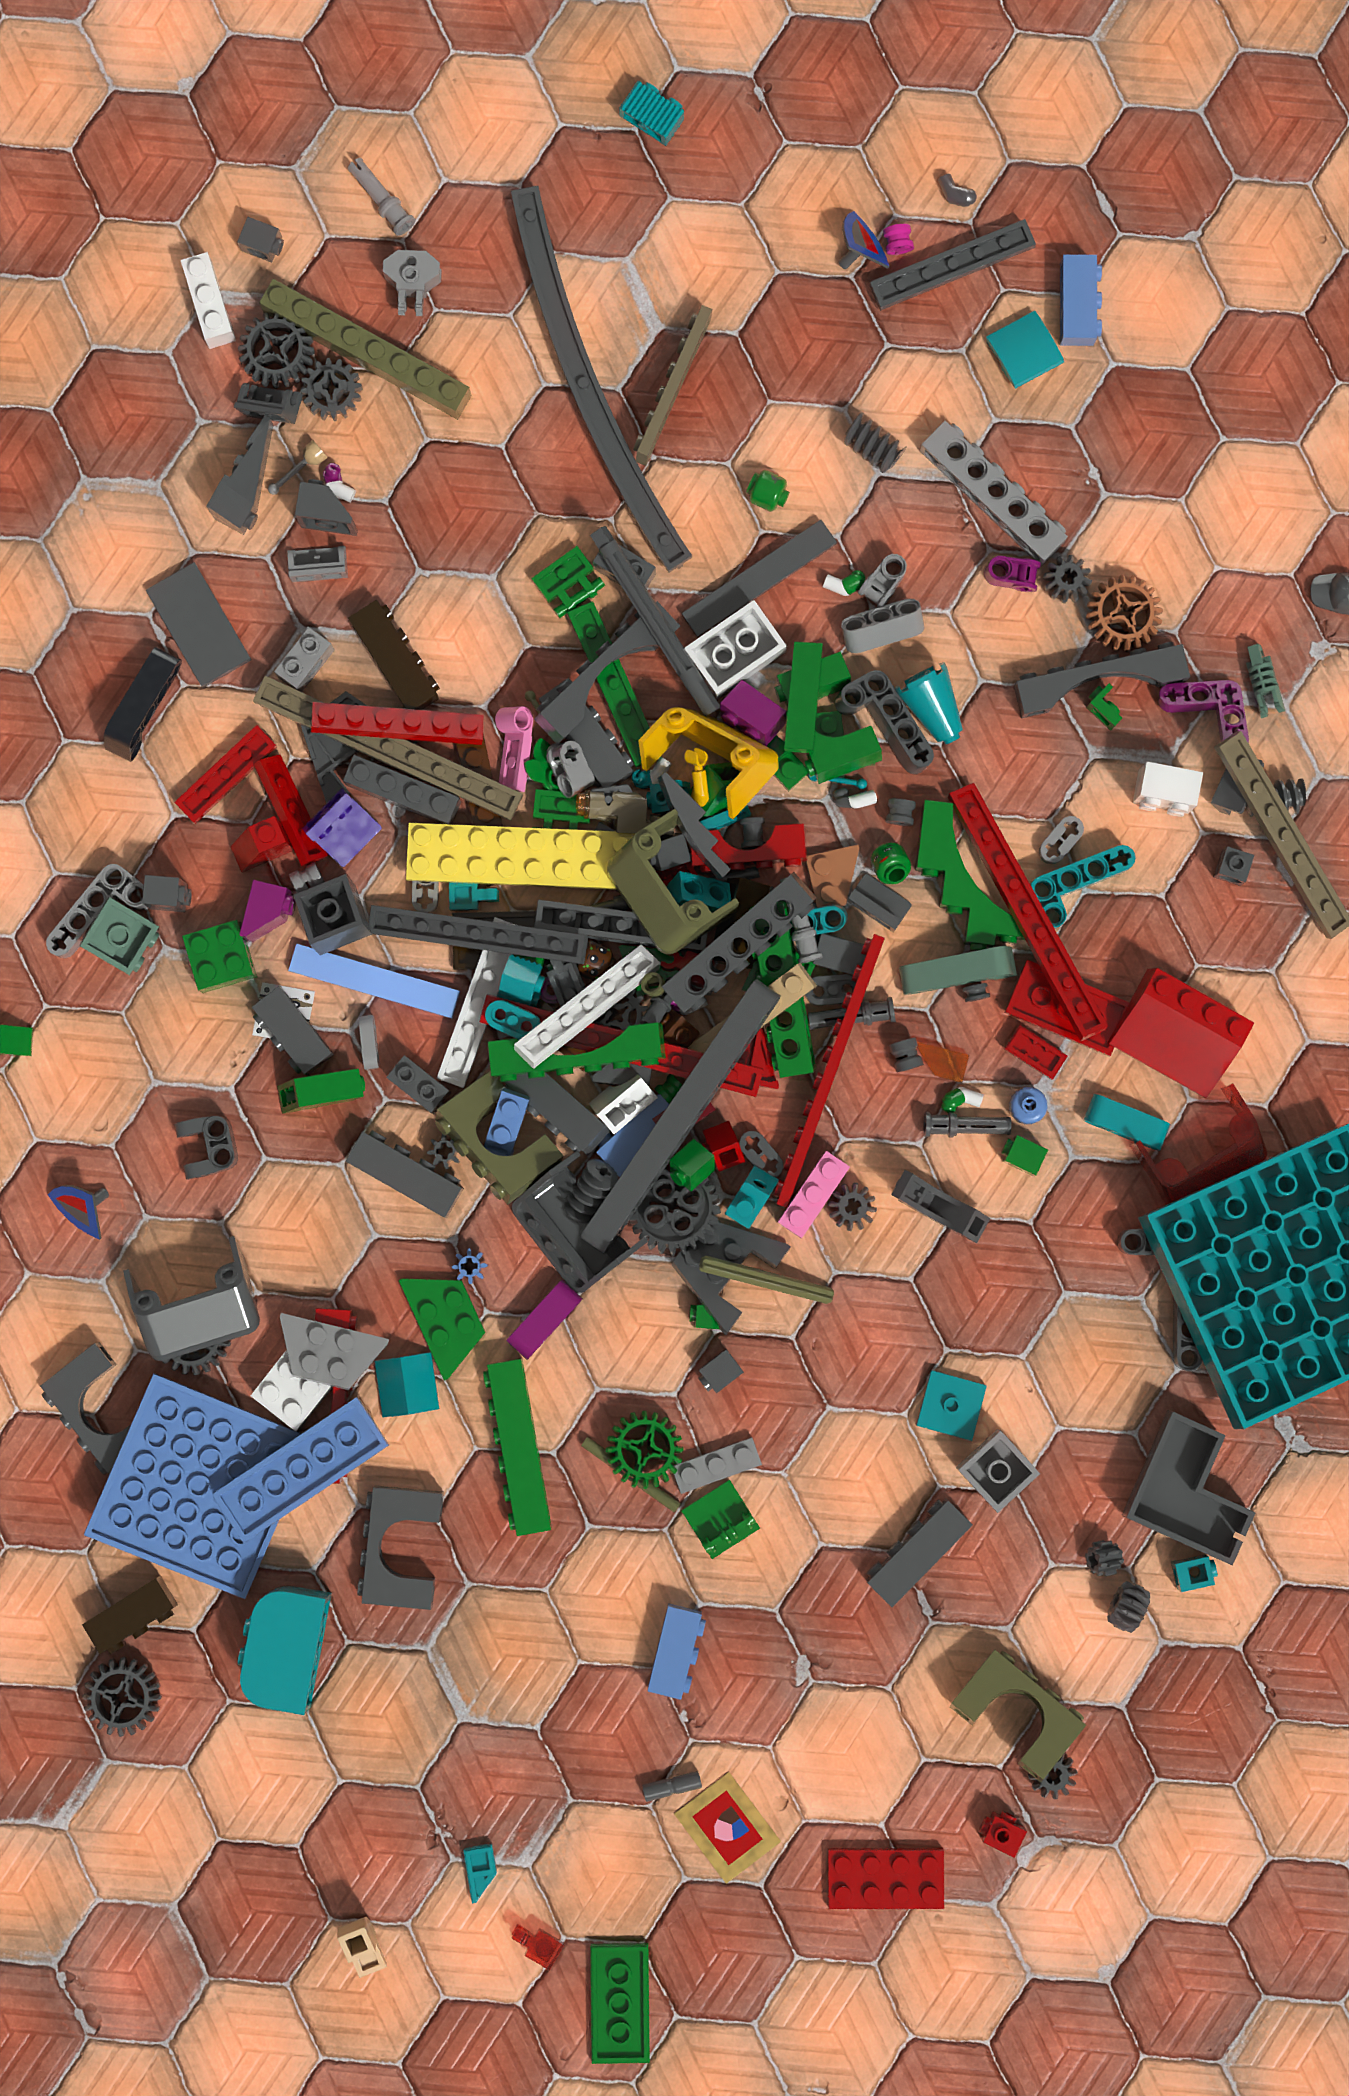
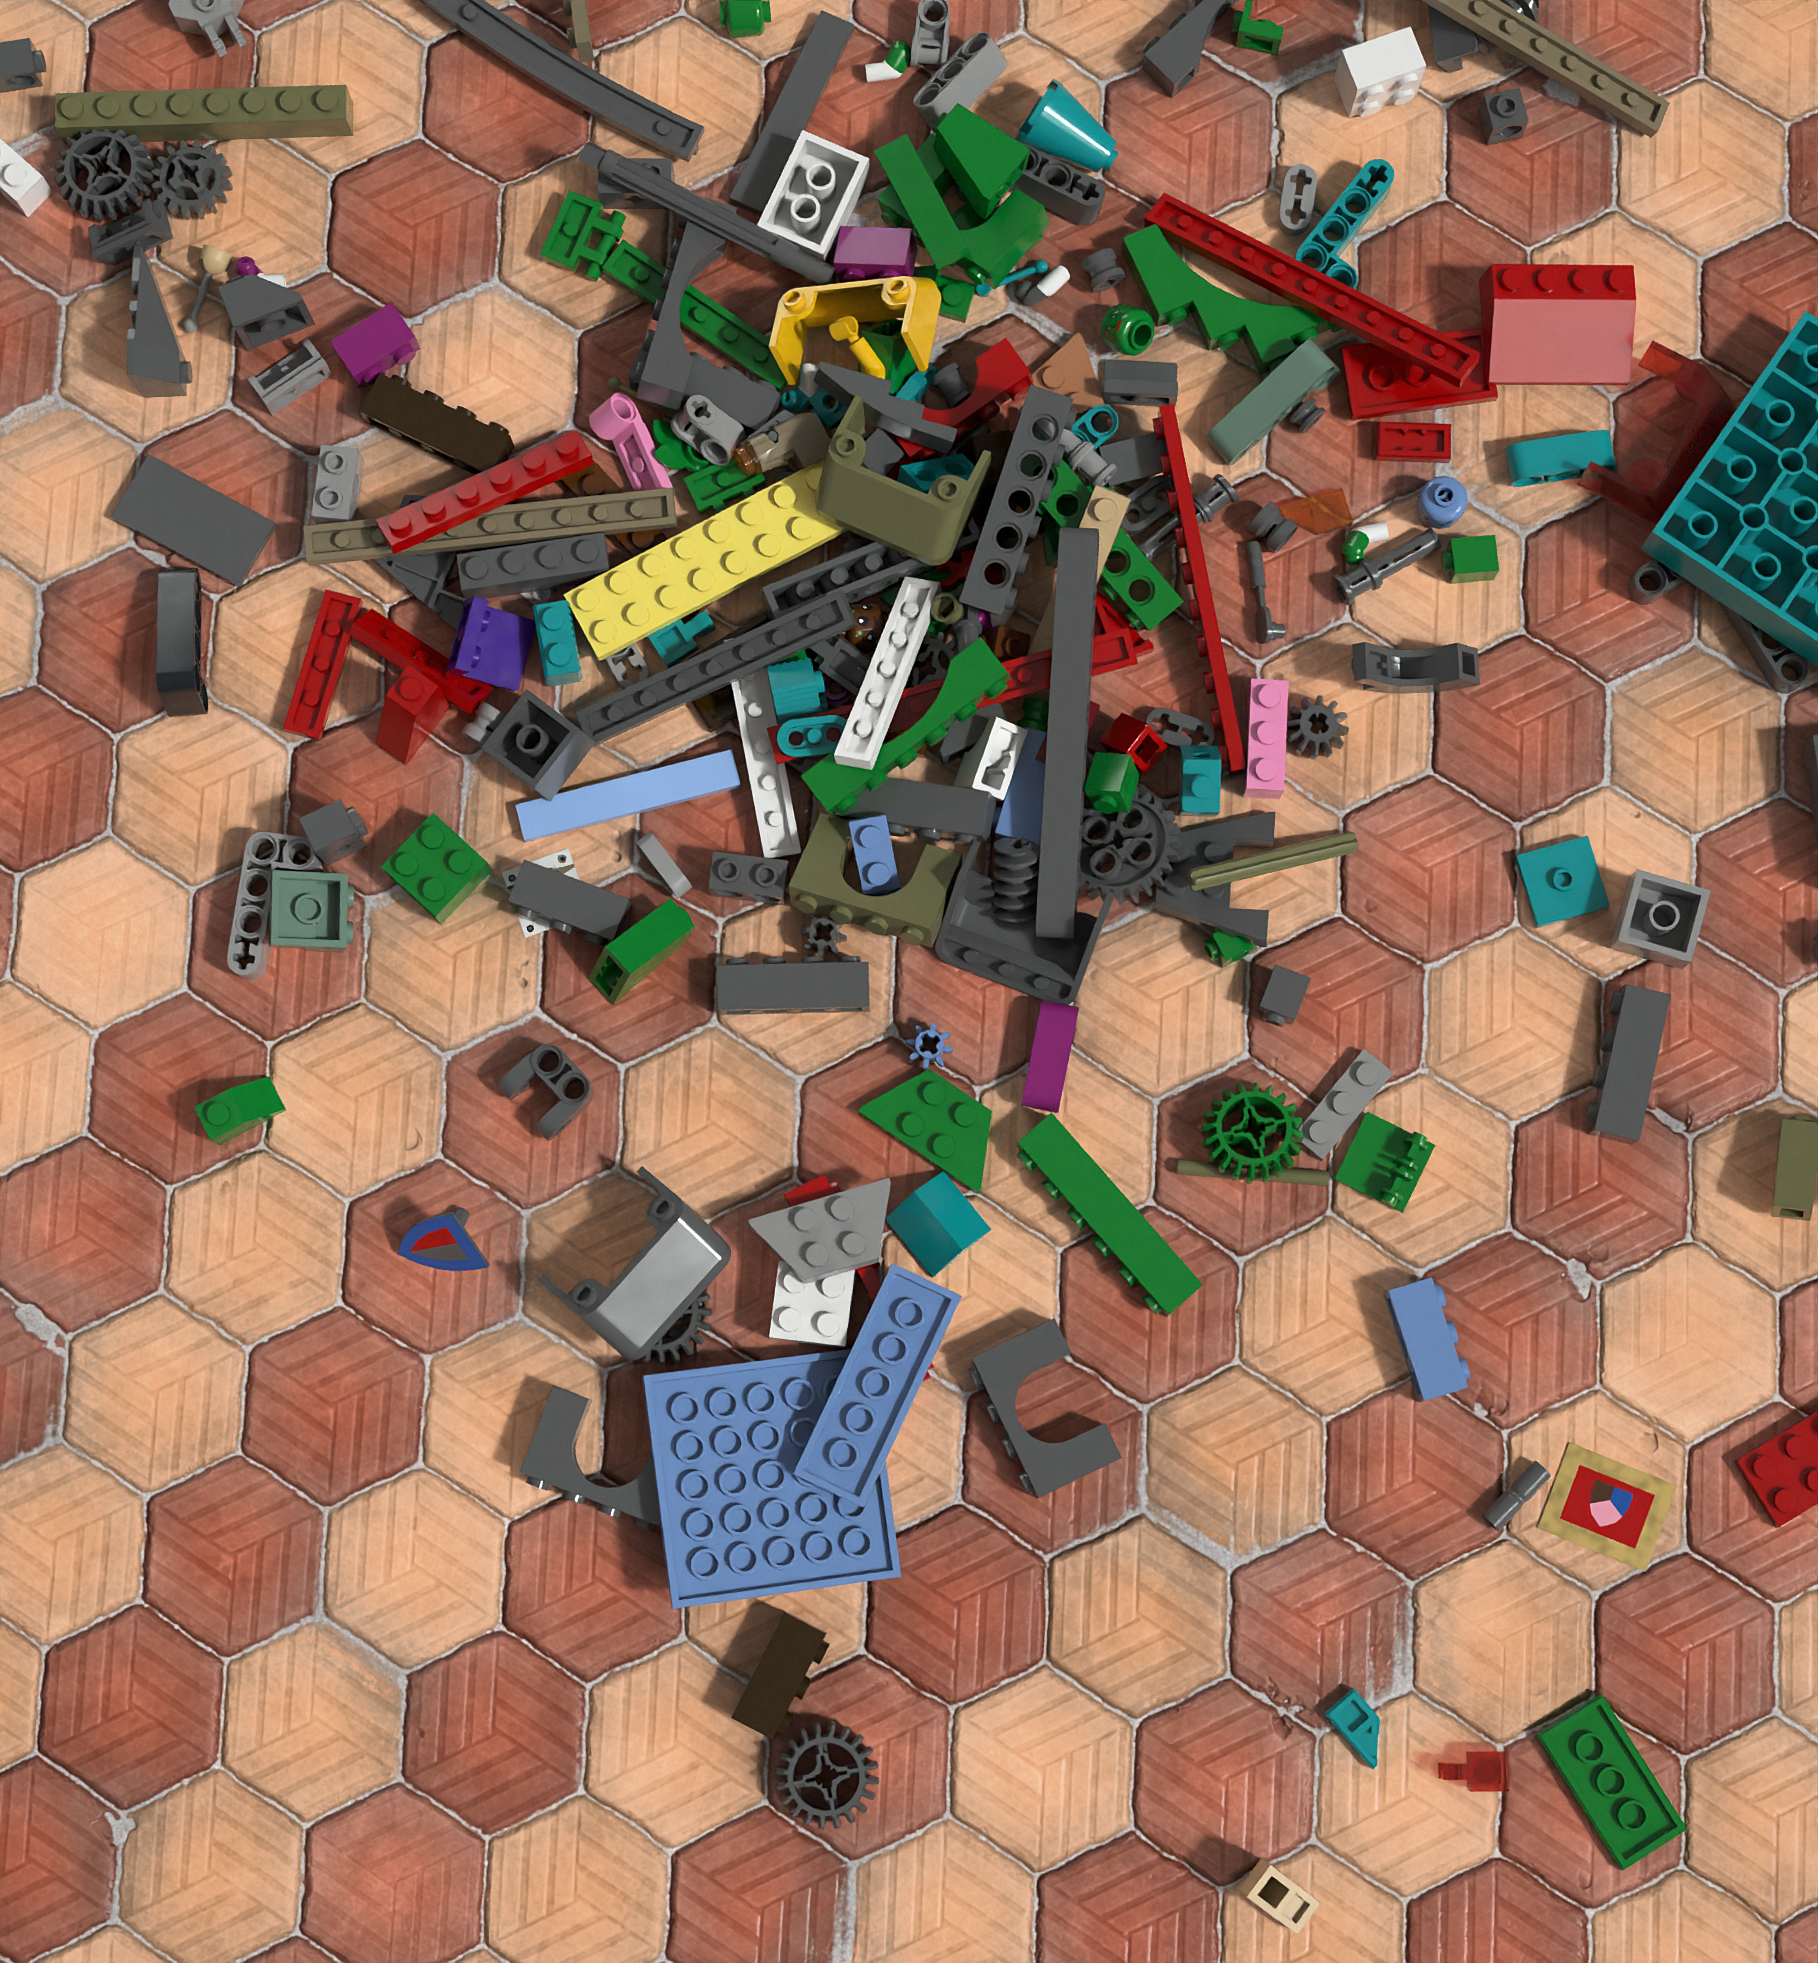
camera: 30 degrees left, 5 degrees down
(266, 909) = (460, 781): magenta slope -> none
(284, 1648) = (981, 1603): teal brick -> none
(385, 578) = (375, 345): none -> magenta brick
(386, 852) = (557, 643): none -> teal brick
(858, 690) = (979, 157): none -> green slope
(860, 1120) = (1265, 628): none -> dark grey piece

